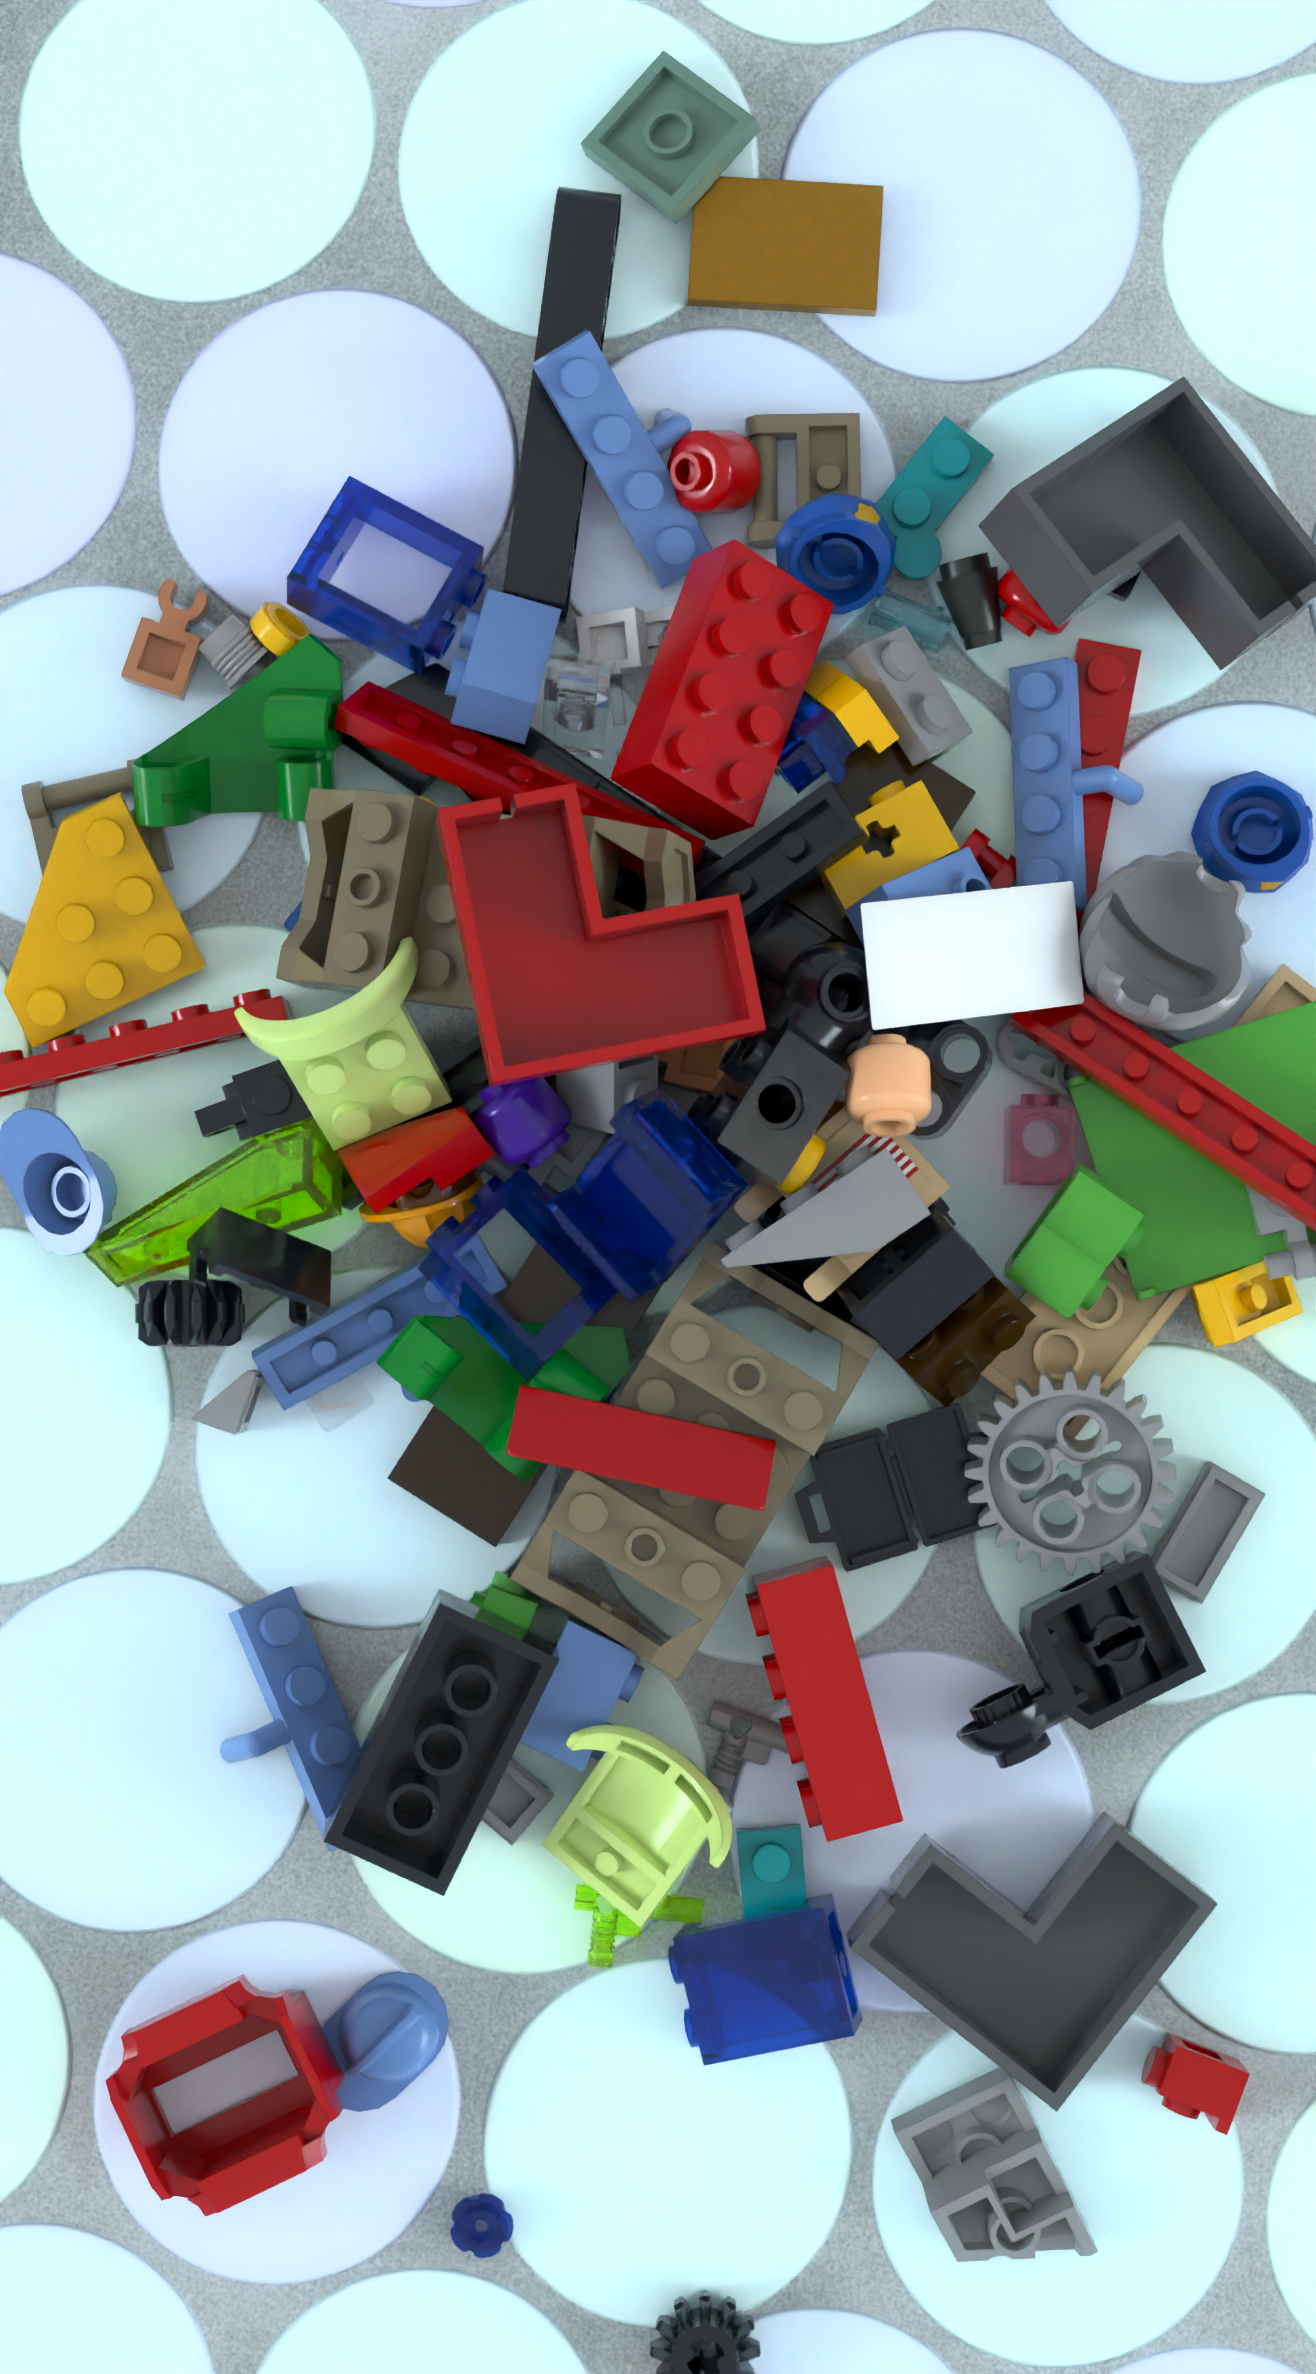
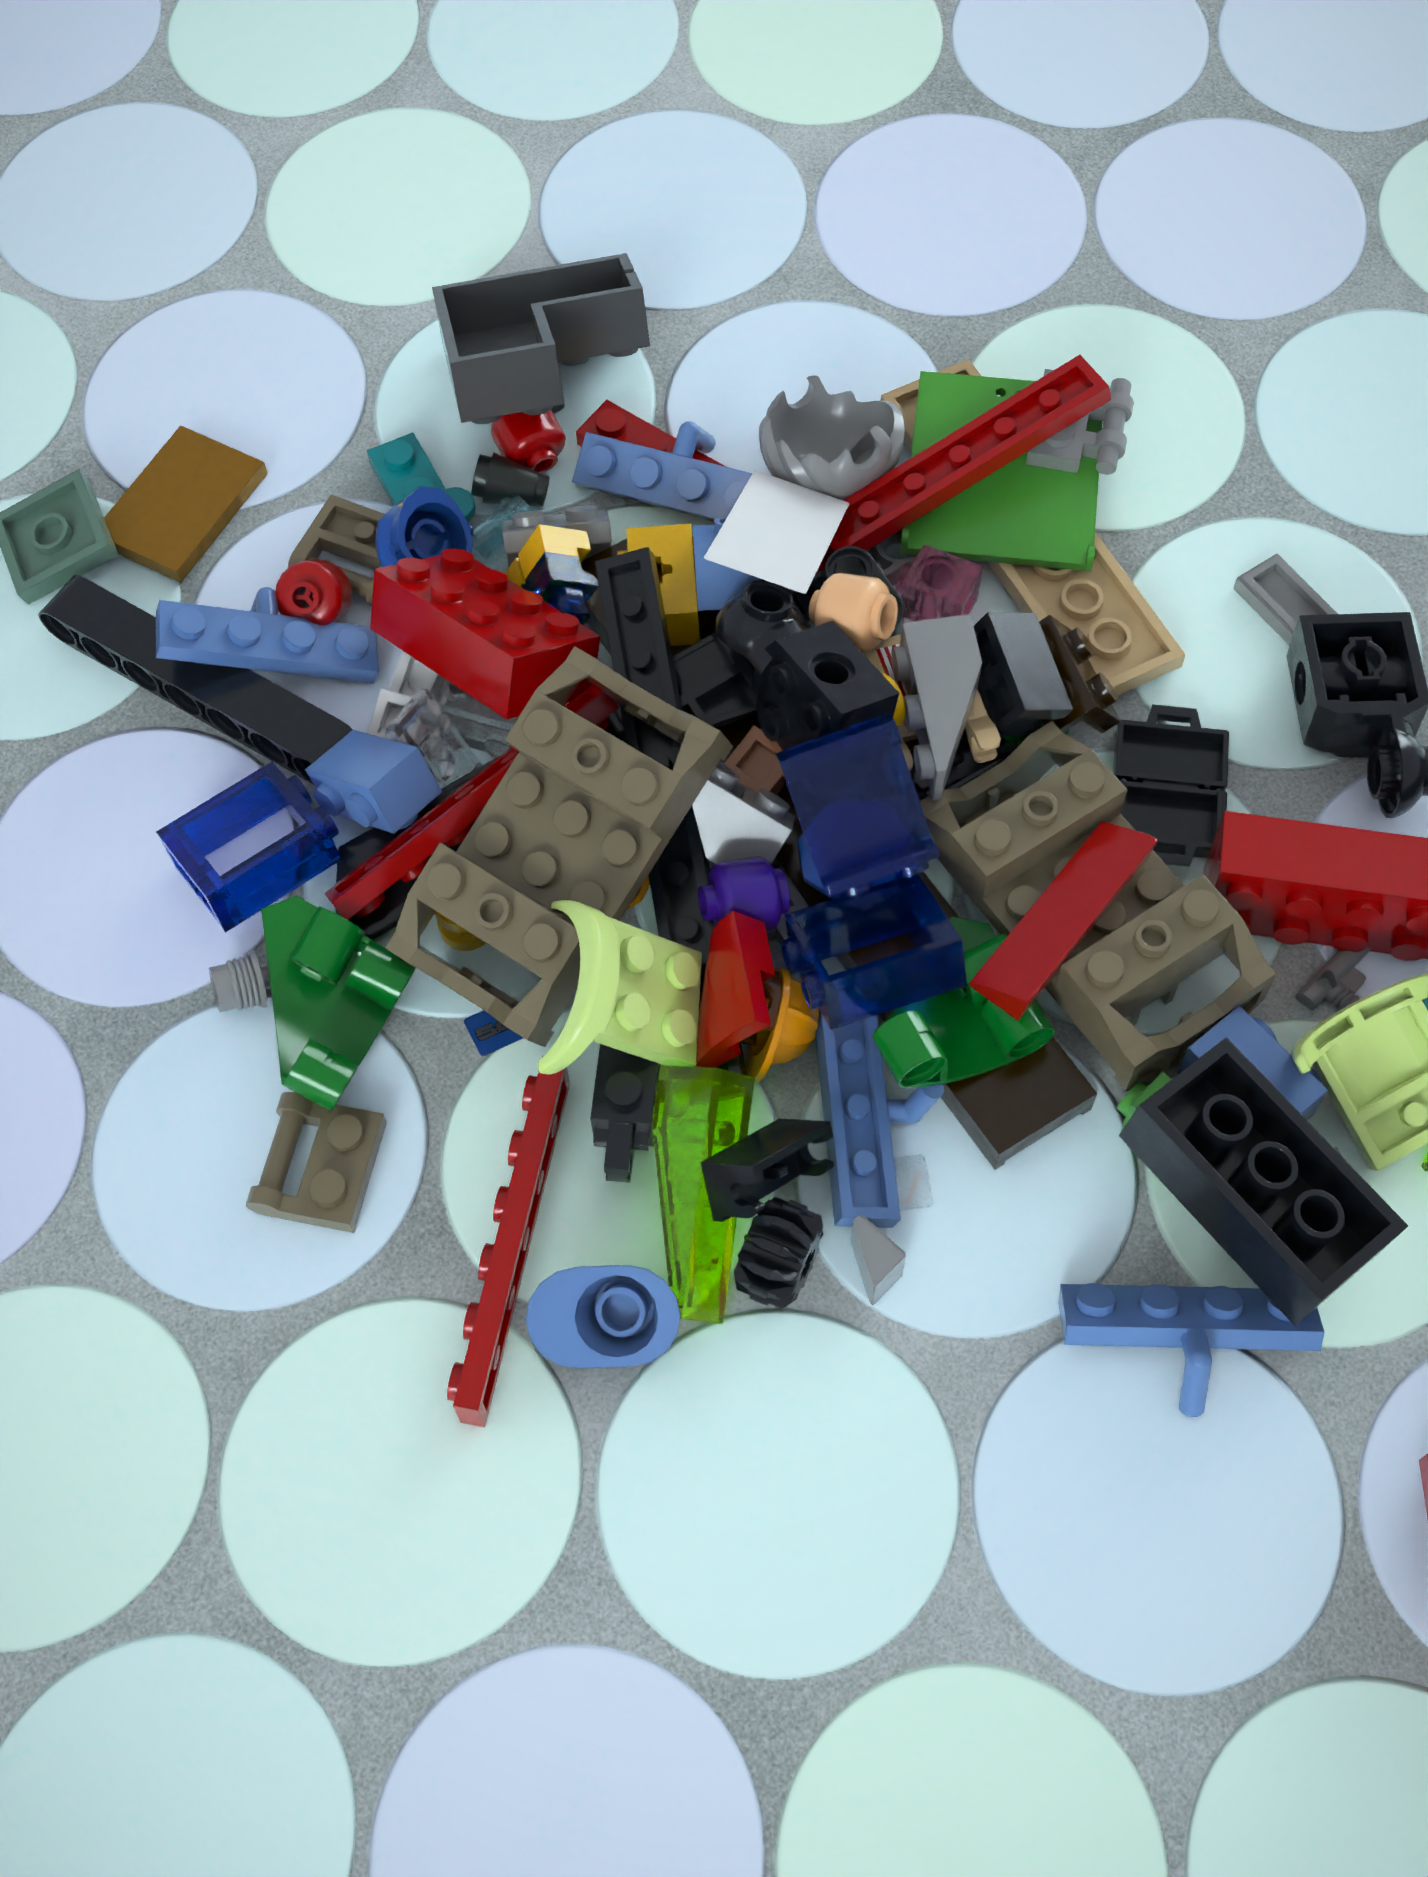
camera: 65 degrees left, 25 degrees down
(97, 927) = (402, 1191): yellow plate -> none
(165, 651) = (202, 1041): nougat plate -> none
(278, 627) = (241, 942): yellow tile -> none
(559, 981) = (637, 739): red piece -> none
(1076, 1241) = (1027, 570): bright green brick -> none
(1101, 1518) = (1209, 651): light grey gear -> none
(1243, 1303) = (1123, 517): yellow slope -> none
(1253, 832) = (766, 372): blue hat -> none

